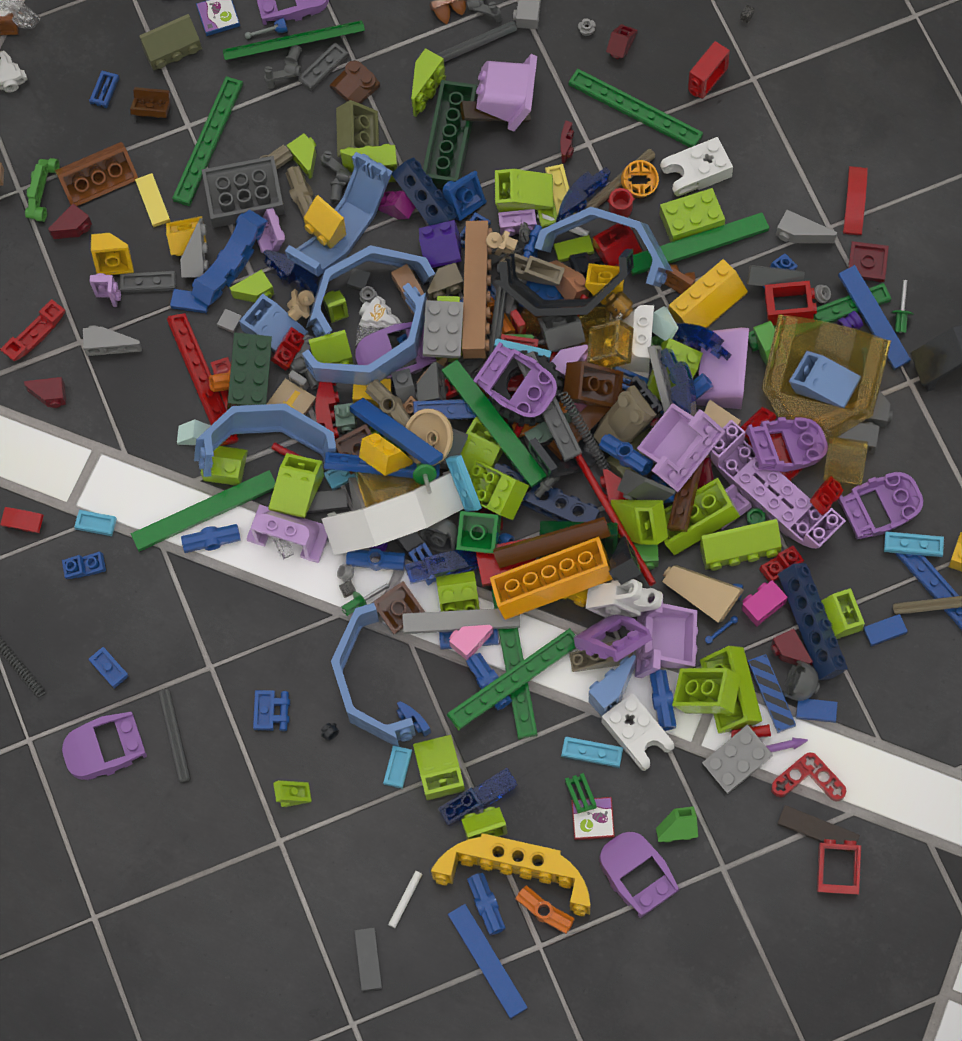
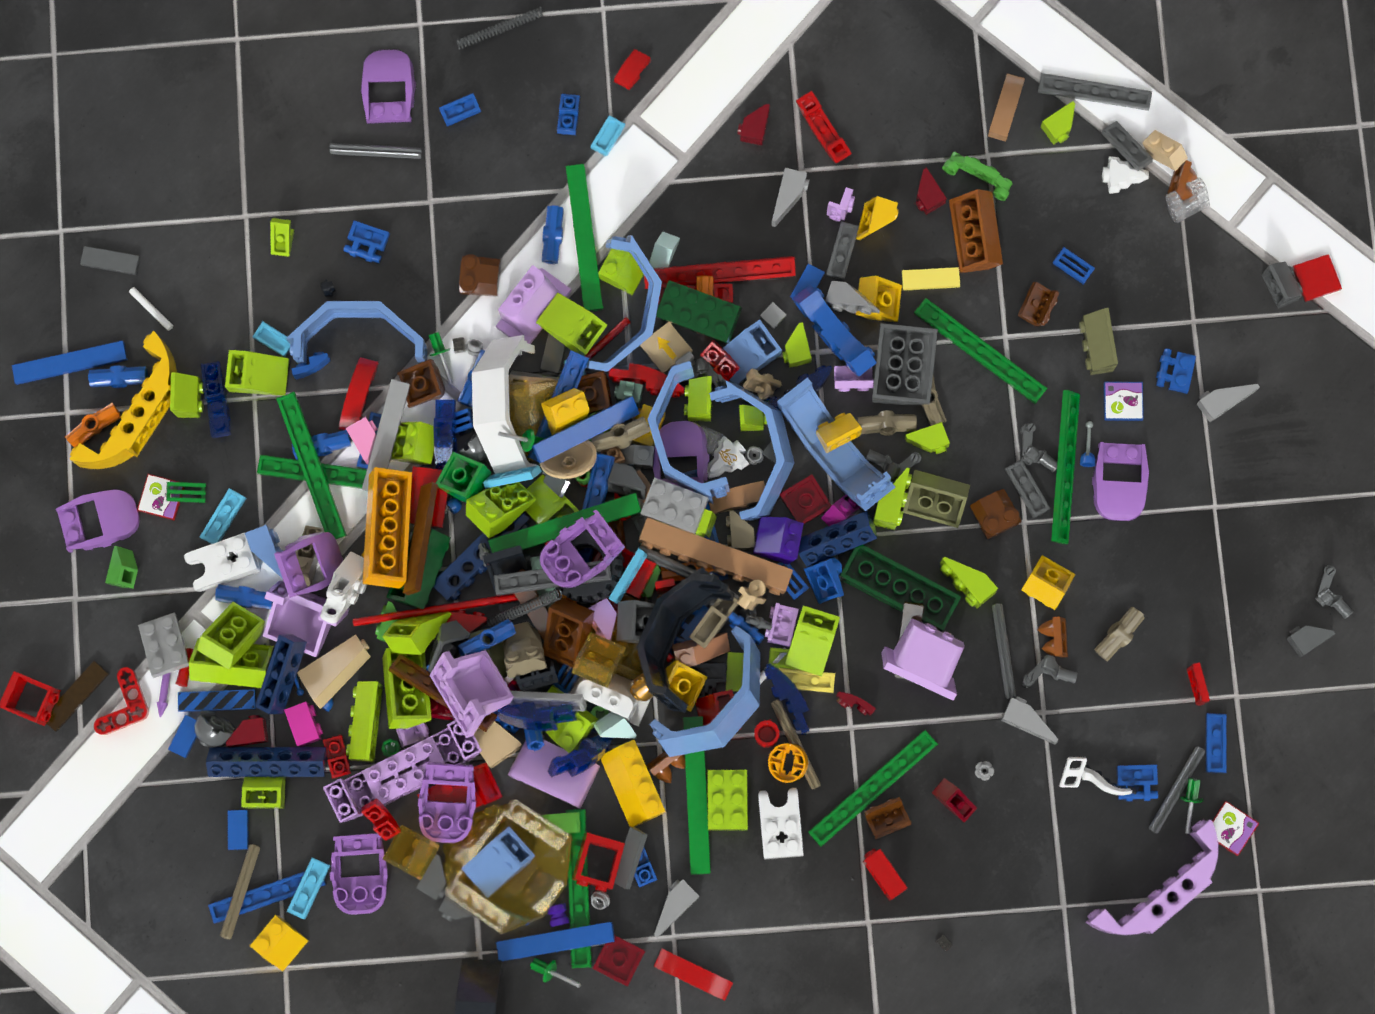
camera: 110 degrees right, 10 degrees up
(272, 593) = (479, 275): none -> reddish brown slope
(396, 236) = (805, 500): none -> dark red plate
(403, 23) = (1048, 582): none -> yellow slope
(427, 665) = (357, 392): none -> red slope
(624, 562) = (370, 596): black slope -> none
(658, 86) = (887, 817): none -> reddish brown bracket
(726, 632) = (281, 674): none -> dark blue brick

